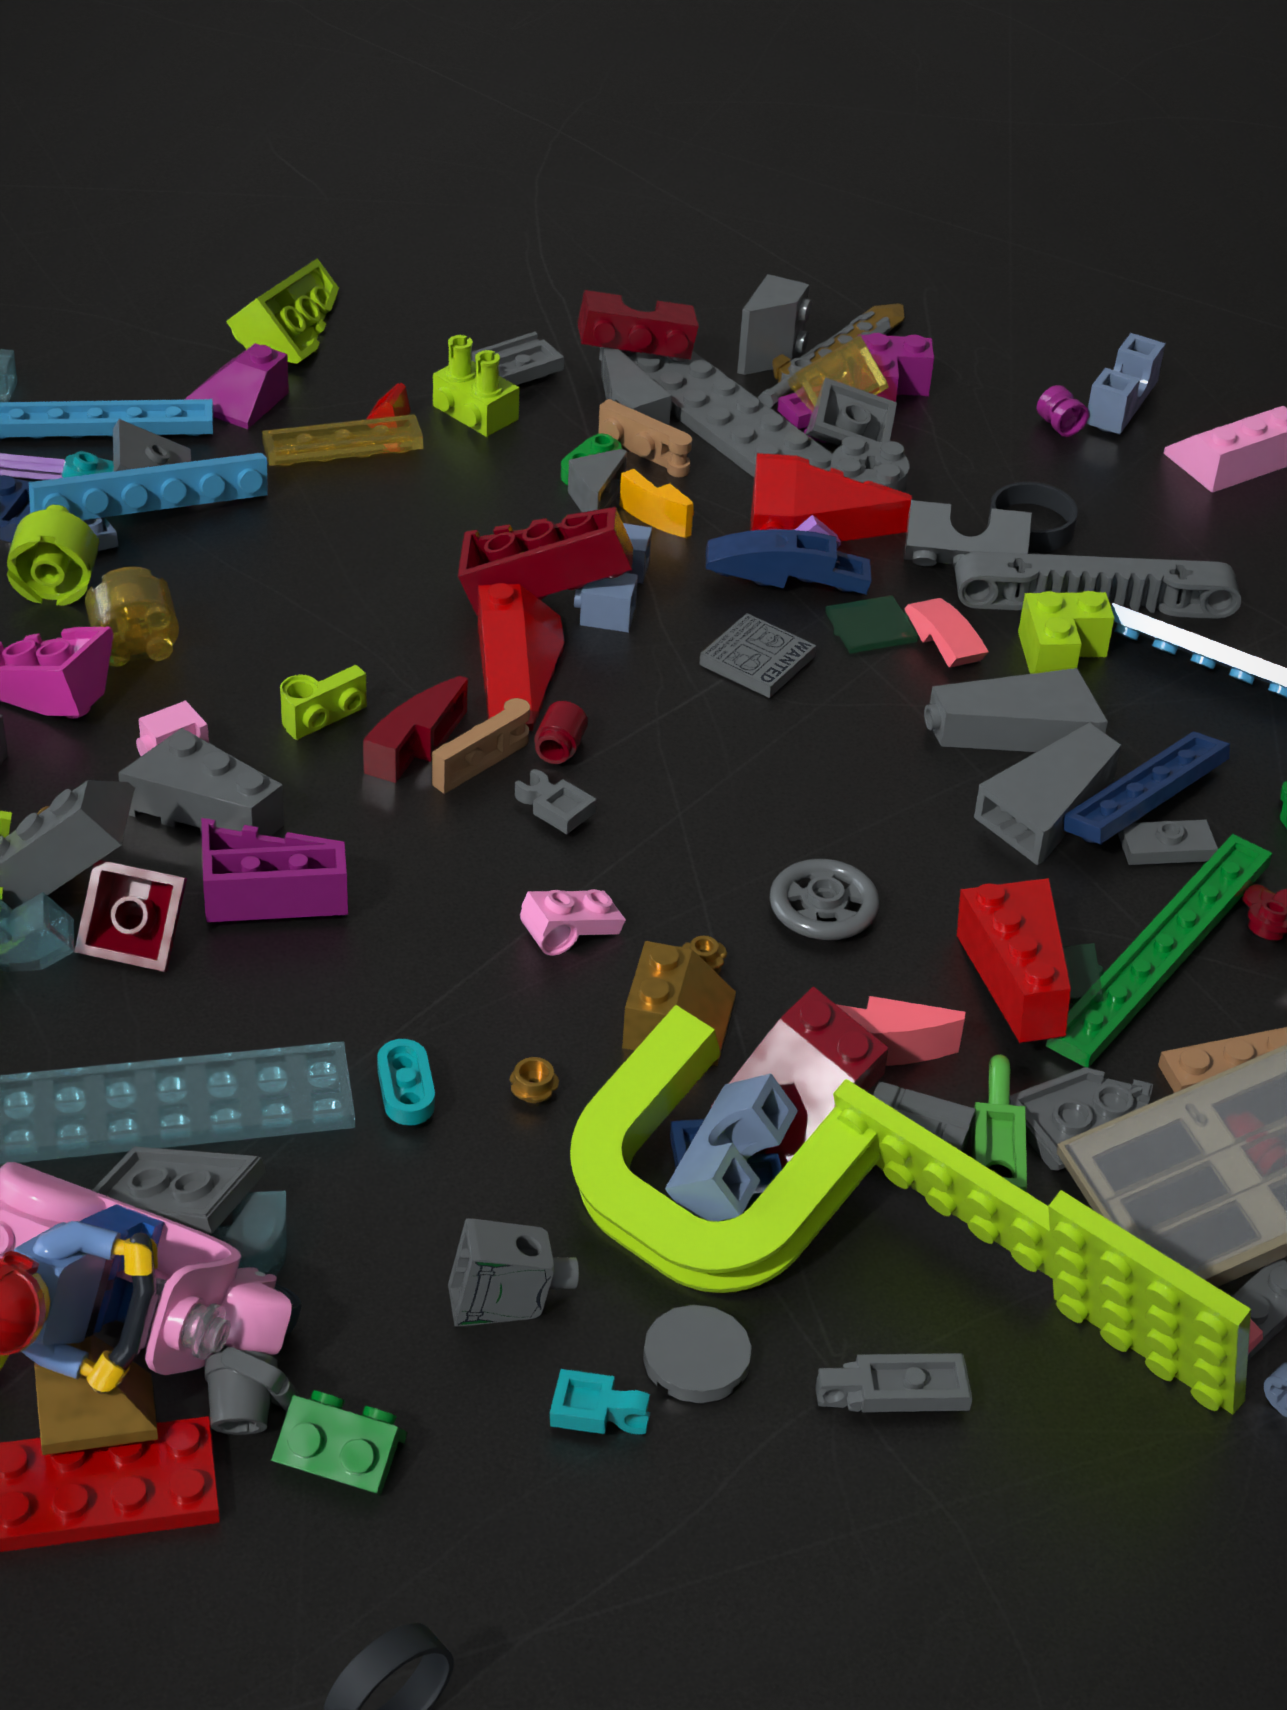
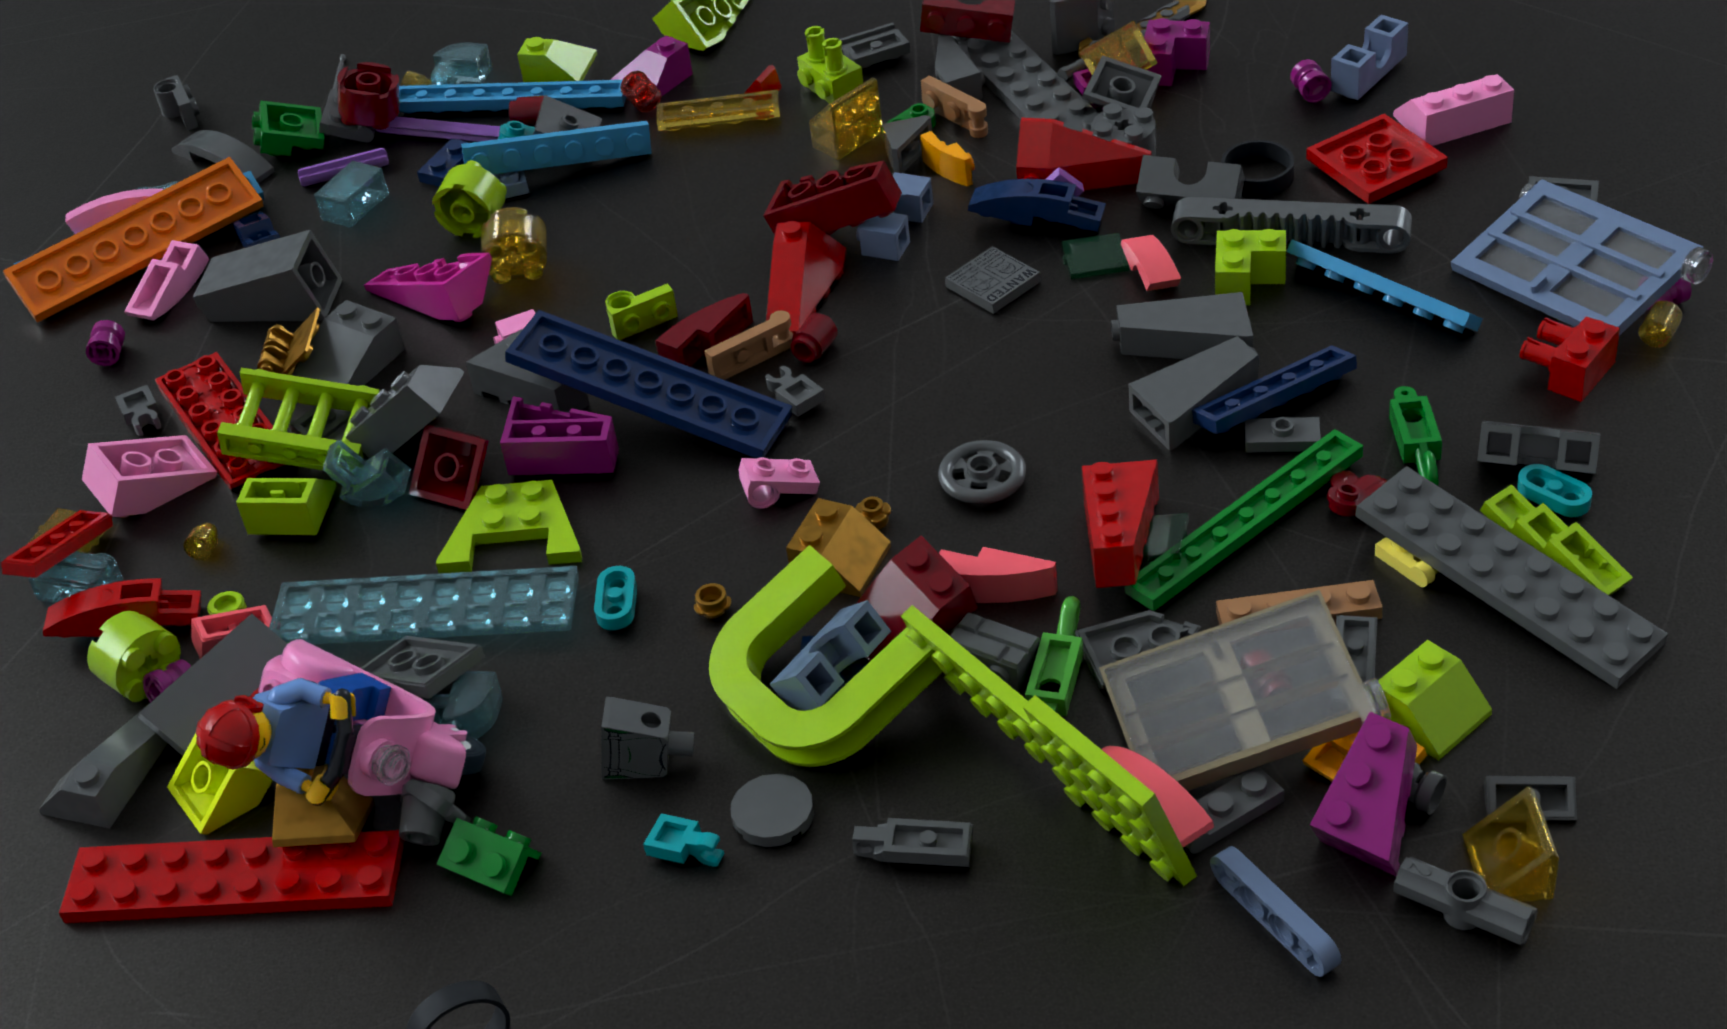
camera: 20 degrees right, 0 degrees up
(91, 437) = (525, 109): none -> dark red brick
(105, 373) = (554, 60): none -> lime slope
(232, 975) = (509, 515): none -> lime wing
(236, 414) = (640, 91): none -> clear red wheel
(375, 797) = (649, 384): none -> dark blue plate
(520, 456) = (848, 121): none -> clear yellow slope
(1167, 504) = (1376, 158): none -> red plate

